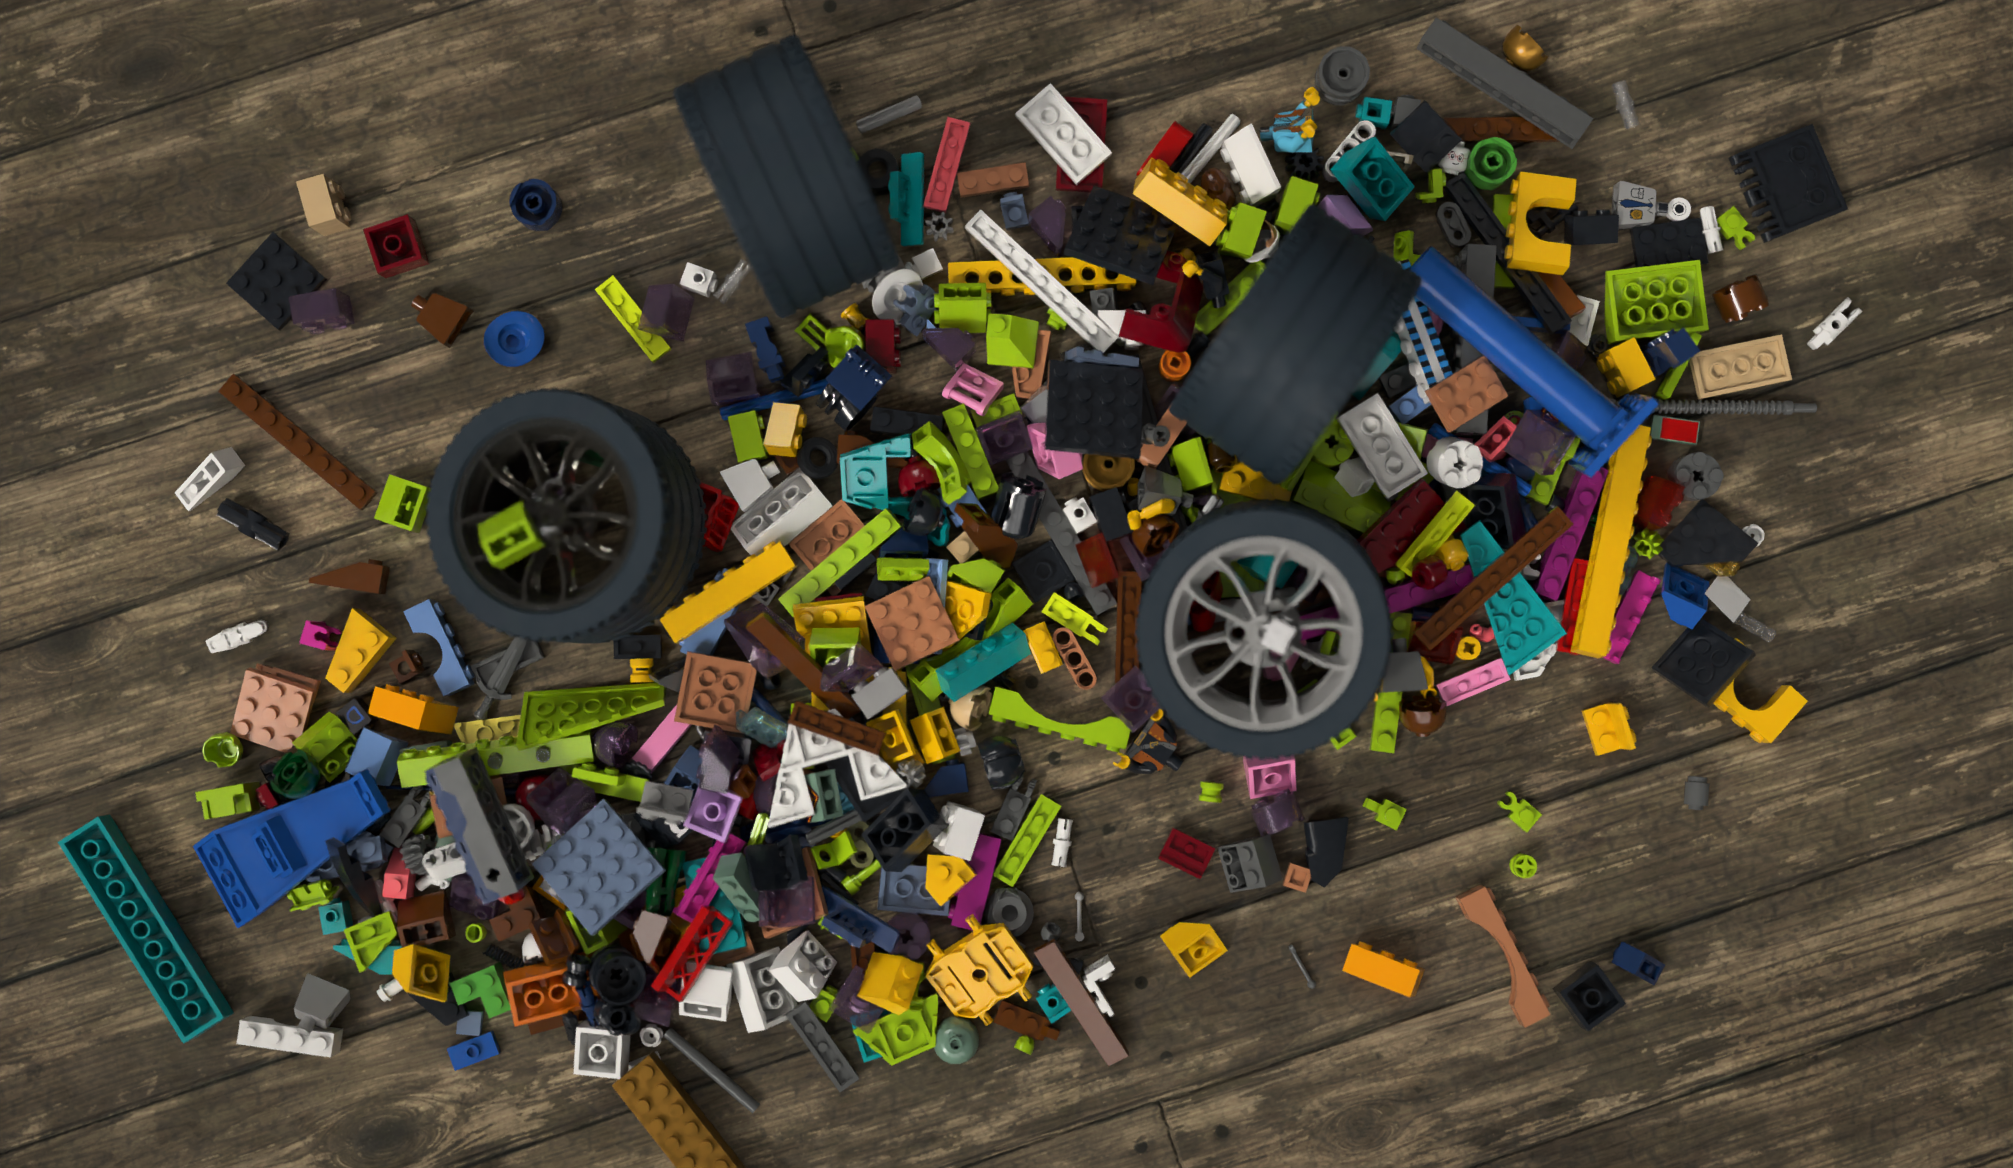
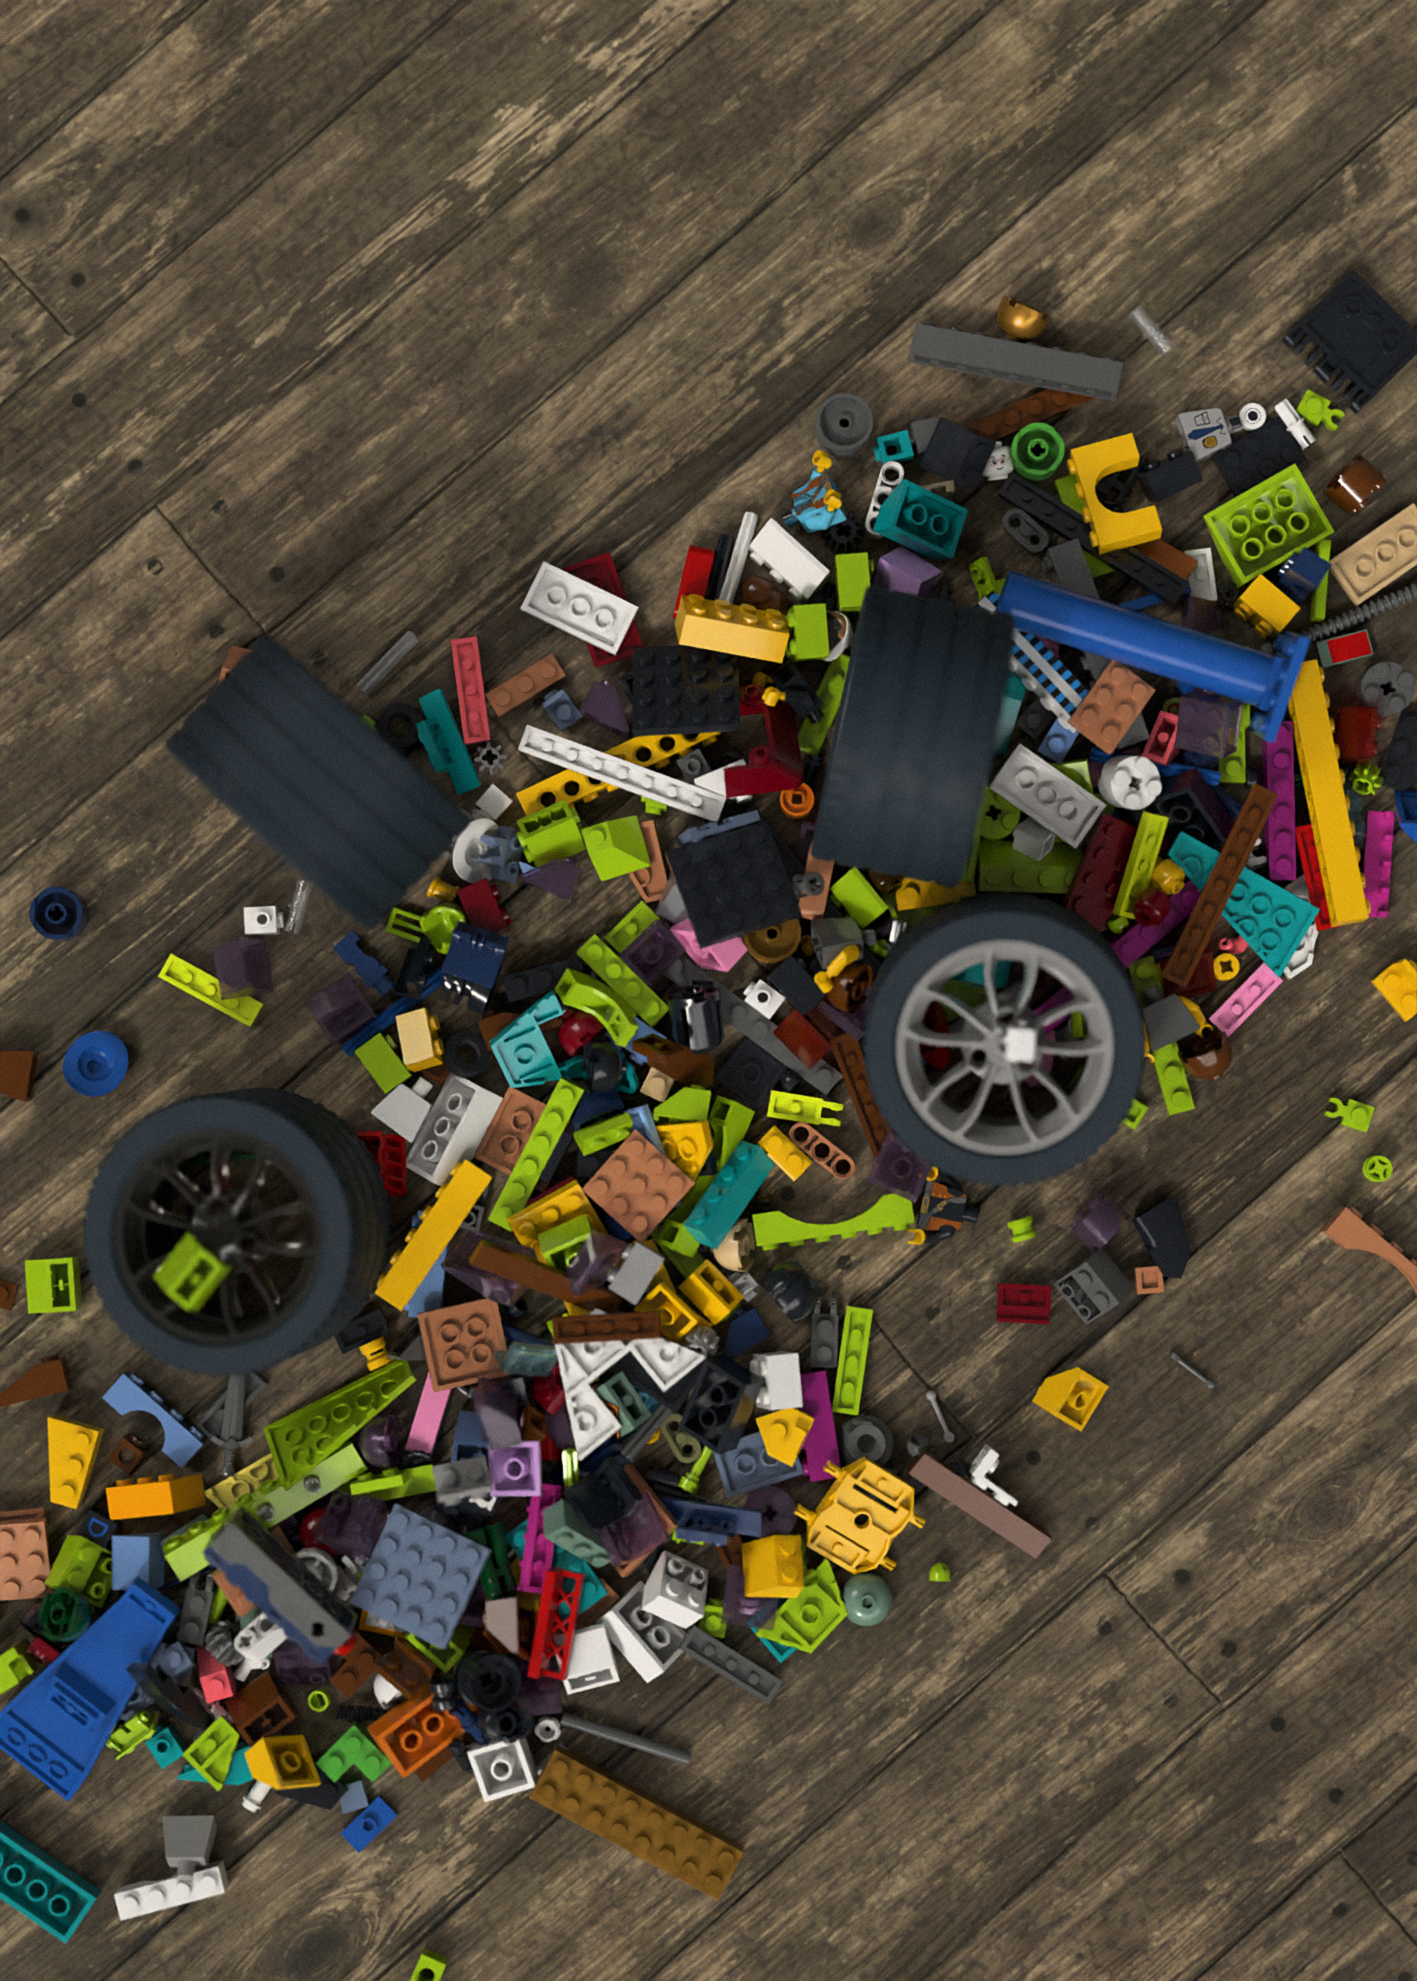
camera: 20 degrees left, 0 degrees up
(317, 635) = (23, 1461): dark pink hinge -> none
(839, 851) = (661, 1453): lime bracket -> none
(976, 384) = (598, 907): bright pink plate -> none
(1025, 1021) = (929, 1549): reddish brown hinge -> none
(1052, 1012) = (955, 1527): teal brick -> none
(1062, 842) = (889, 1347): white pin -> none
(1269, 775) = (1076, 1187): bright pink slope -> none
(1383, 969) = (1278, 1337): light orange wedge -> none
(1387, 812) = (1214, 1173): lime plate -> none
(1436, 181) = (988, 494): lime bracket -> none

